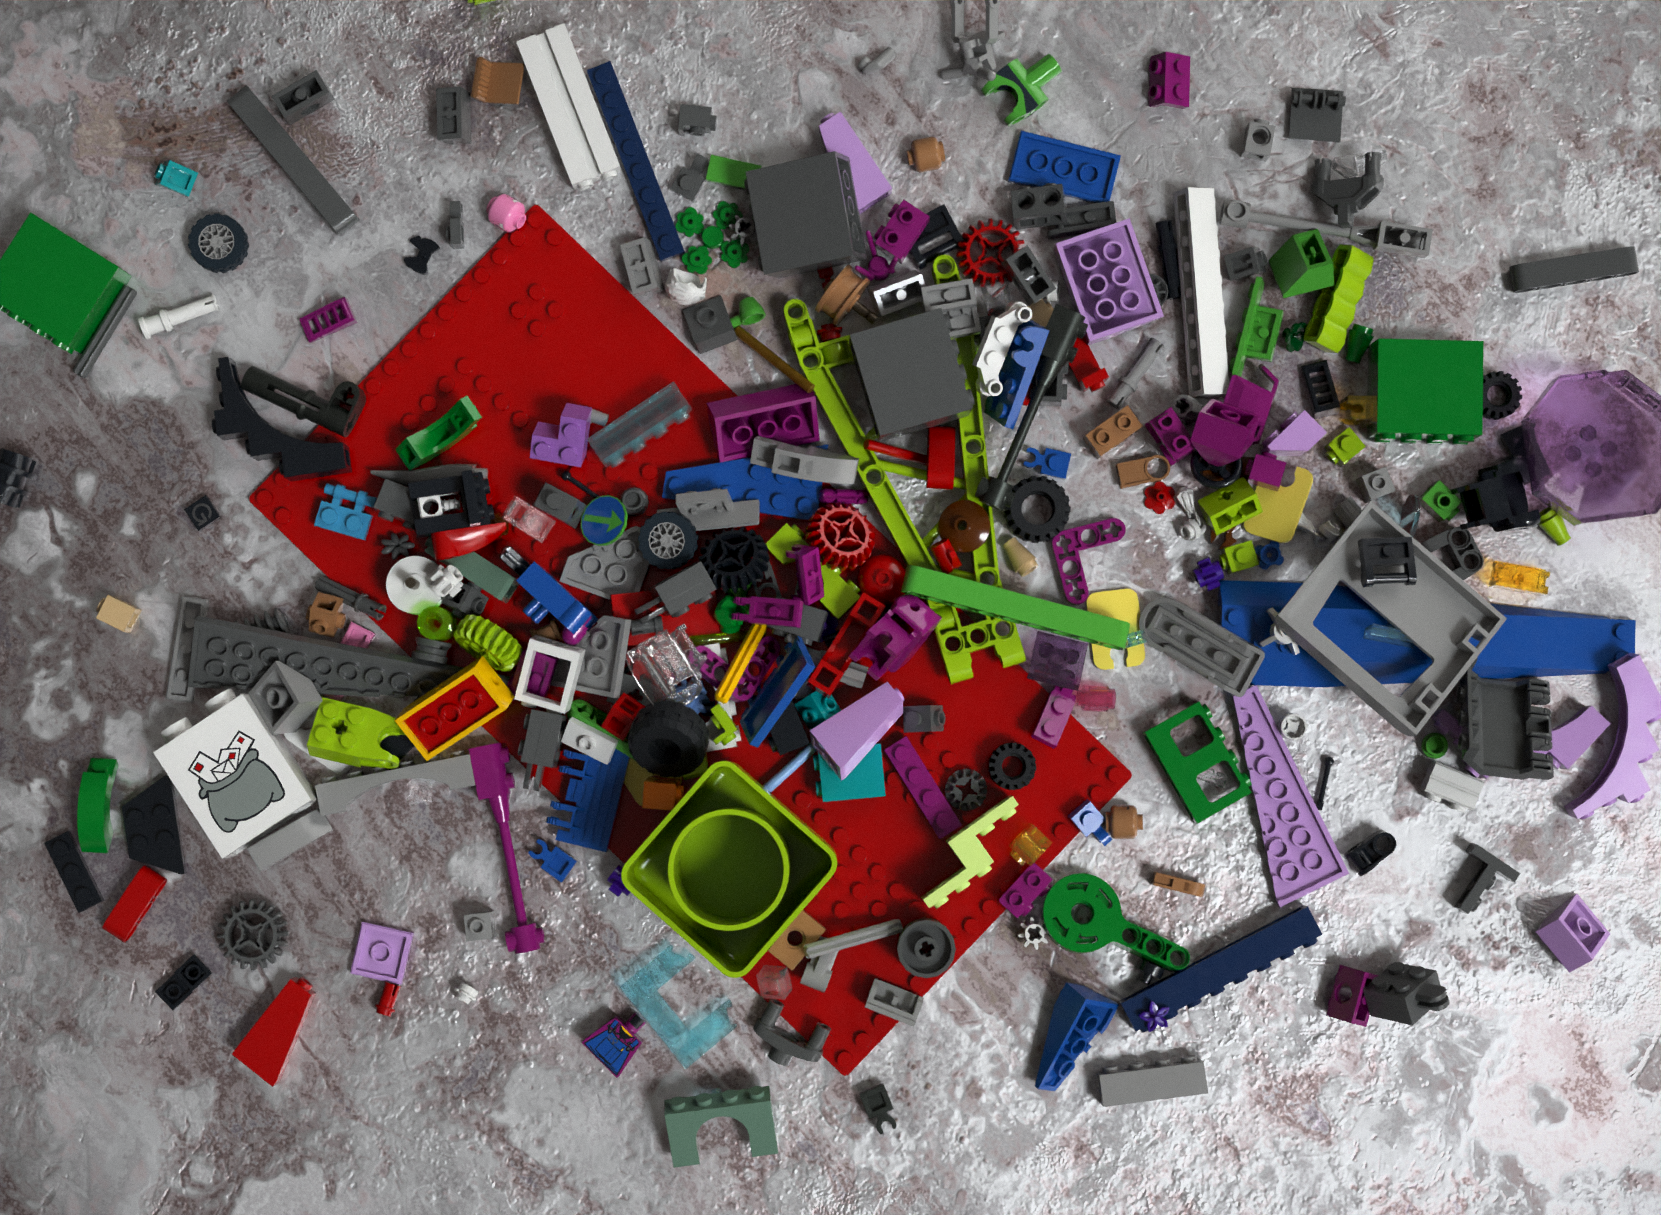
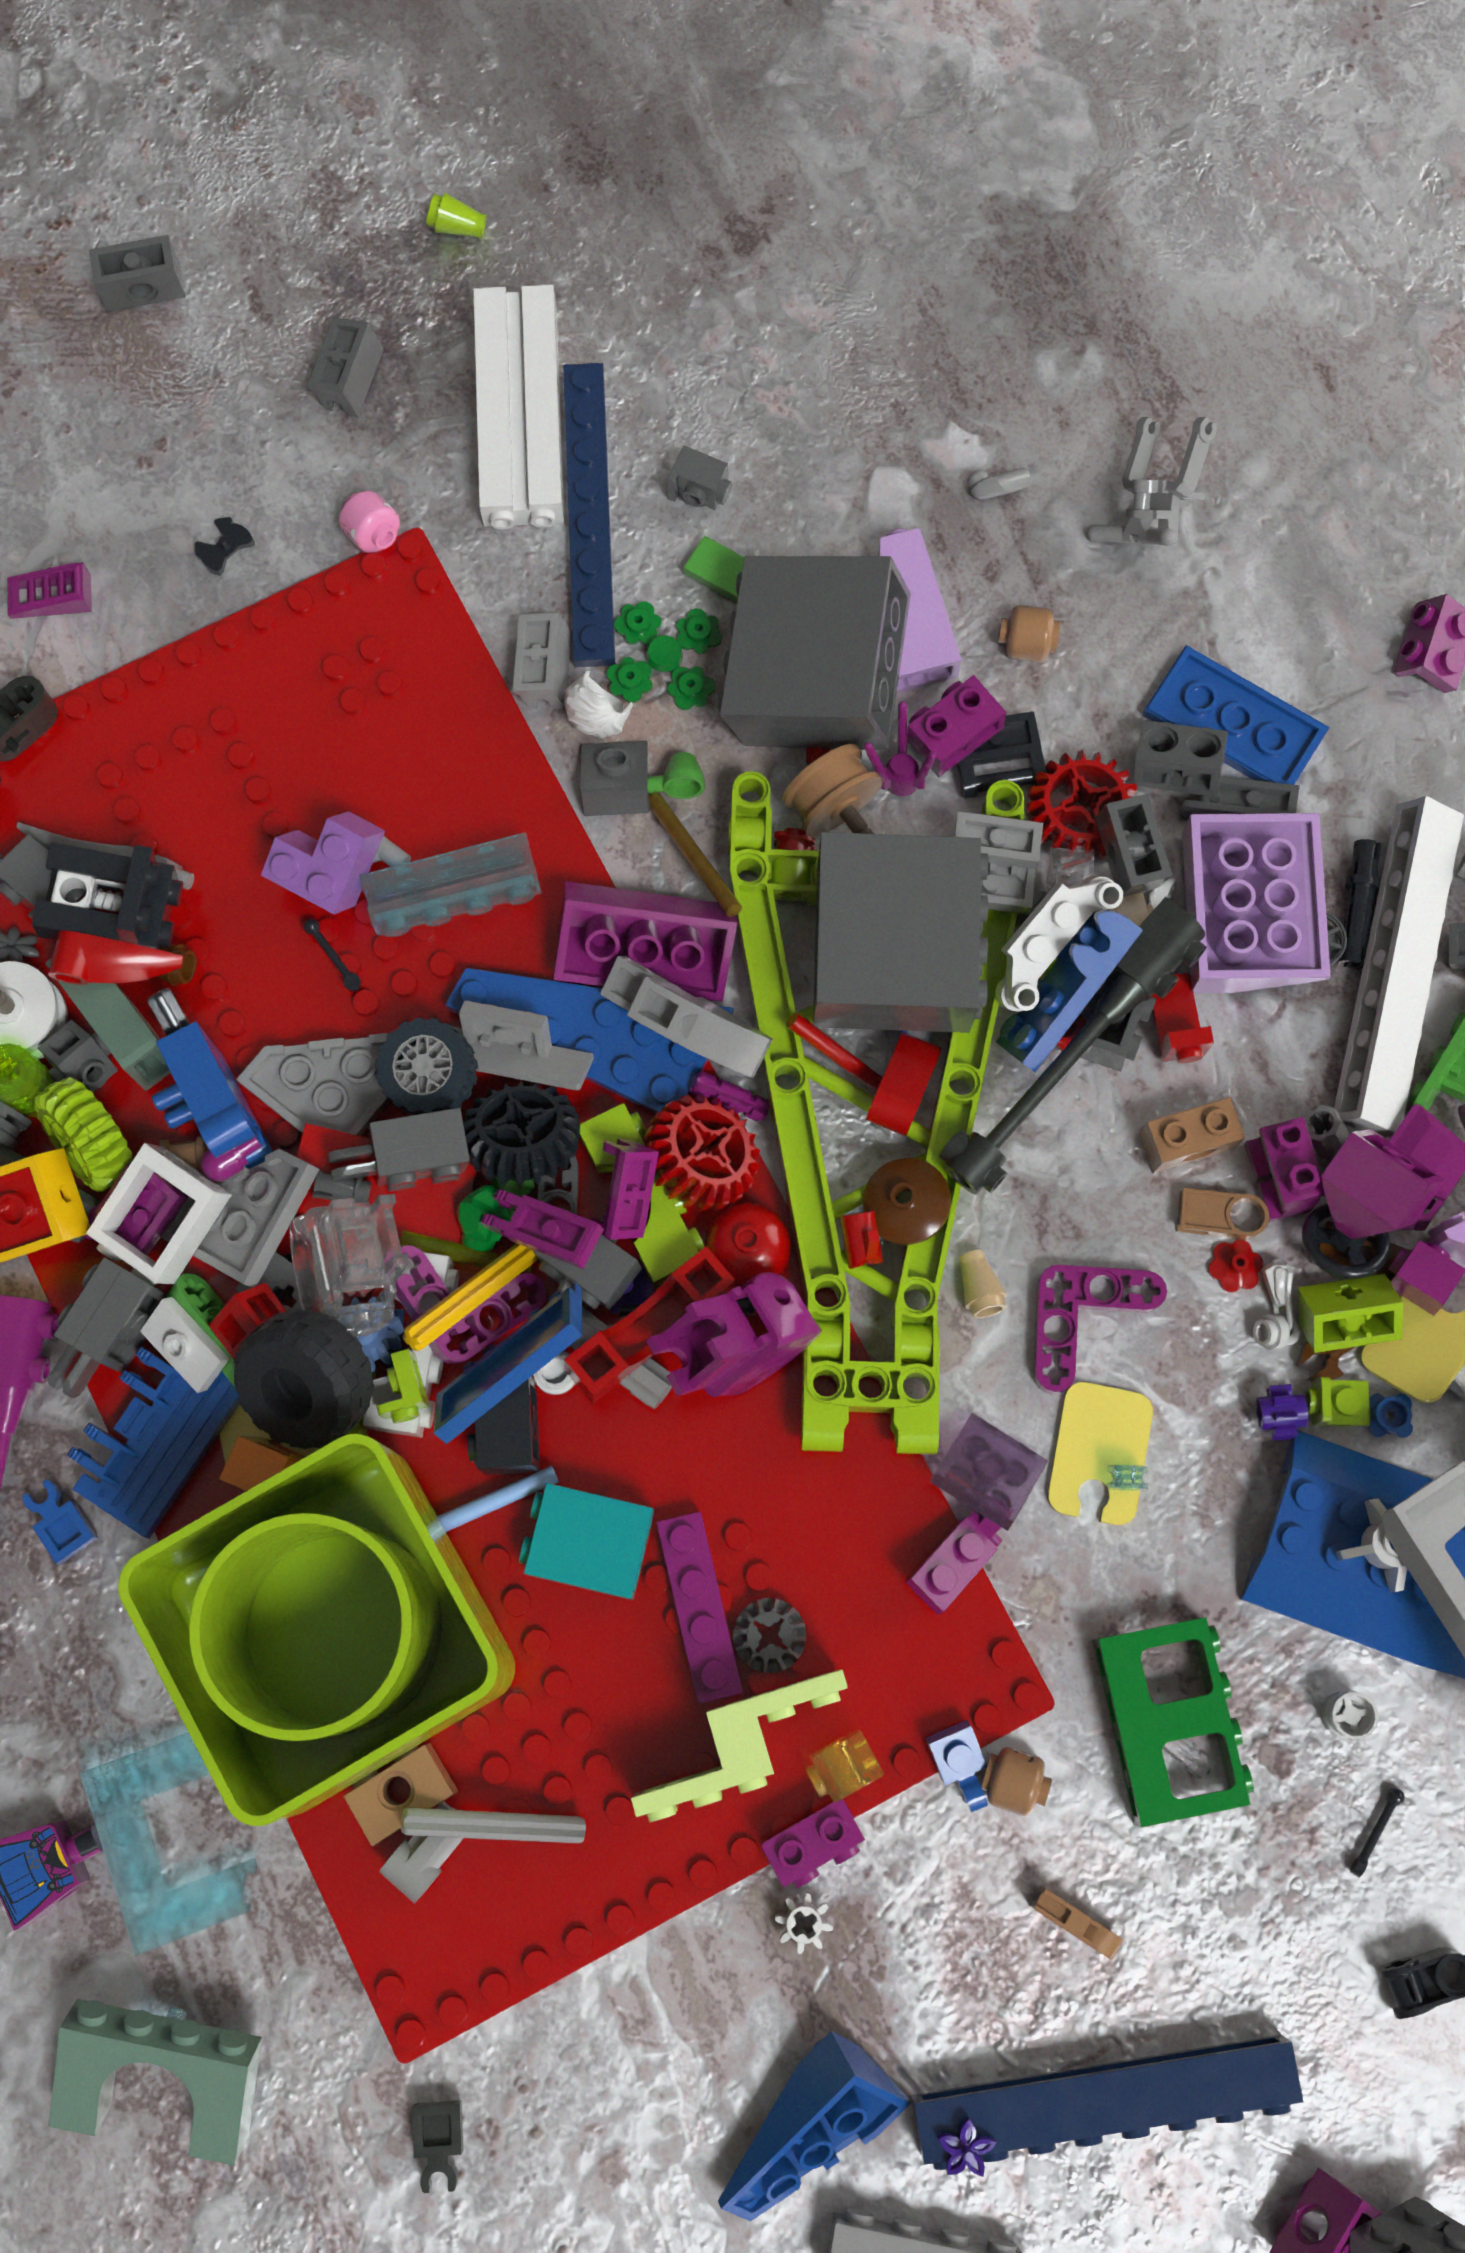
camera: 20 degrees right, 10 degrees down
(293, 160) = (90, 358): dark grey beam -> none
(440, 435) = (140, 804): green arch -> none
(446, 580) = (53, 1013): white gear -> none
(455, 231) = (286, 524): dark grey plate -> none
(497, 82) = (425, 341): medium nougat piece -> none
(528, 519) = (223, 967): clear slope -> none
(559, 505) = (277, 960): dark grey torso -> none
(604, 520) = (340, 1009): blue piece -> none
(635, 501) = (397, 997): dark grey piece -> none
(689, 182) = (660, 565): dark grey plate -> none
(743, 237) = (705, 657): light grey gear -> none
(774, 982) = (338, 1855): clear slope -> none
(786, 1045) = (319, 1972): dark grey connector -> none
(817, 709) = (570, 1420): teal brick -> none
(857, 728) = (622, 1469): lavender slope -> none
(894, 1002) = (526, 1962): light grey hinge -> none
(896, 293) = (917, 814): light grey brick -> none
(923, 718) = (738, 1492): dark grey bracket -> none
(928, 963) = (607, 1914): dark grey wheel -> none
(1015, 607) = (949, 1357): bright green beam -> none
(1024, 85) = (1209, 582): bright green connector -> none
(1028, 766) = (886, 1614): black tyre -> none
(1052, 463) = (1079, 1155): blue plate -> none
(1057, 499) = (1054, 1188): black tyre -> none
(1096, 698) = (1034, 1556): clear pink brick -> none
(1103, 923) = (928, 1946): green beam -> none
(1132, 377) = (1241, 1067): light grey pin -> none
(1149, 971) = (981, 2061): black tile -> none
(1201, 644) = (1238, 1524): light grey piece -> none
(1292, 830) = (1301, 1900): lavender wing -> none

